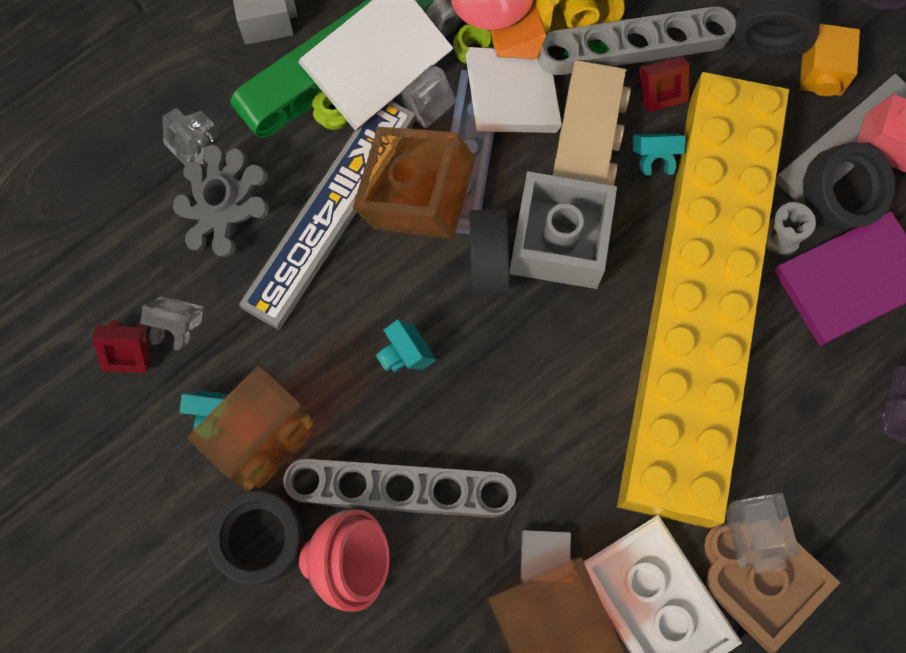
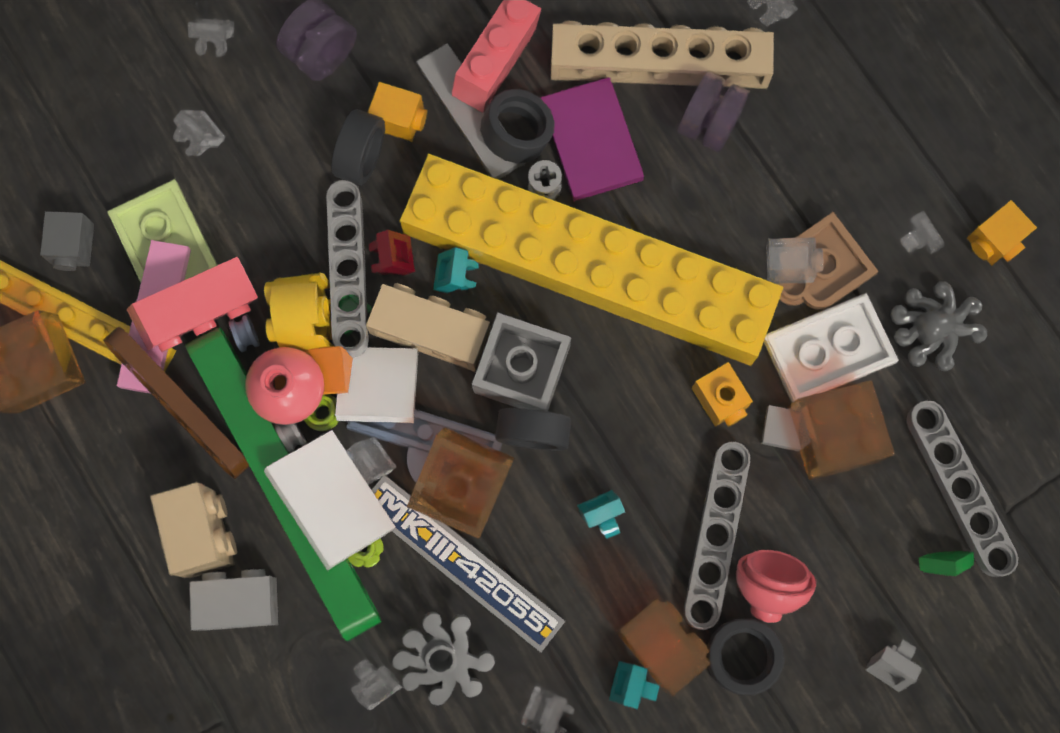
camera: 80 degrees left, 5 degrees up
(570, 470) = (722, 396): none -> light orange brick

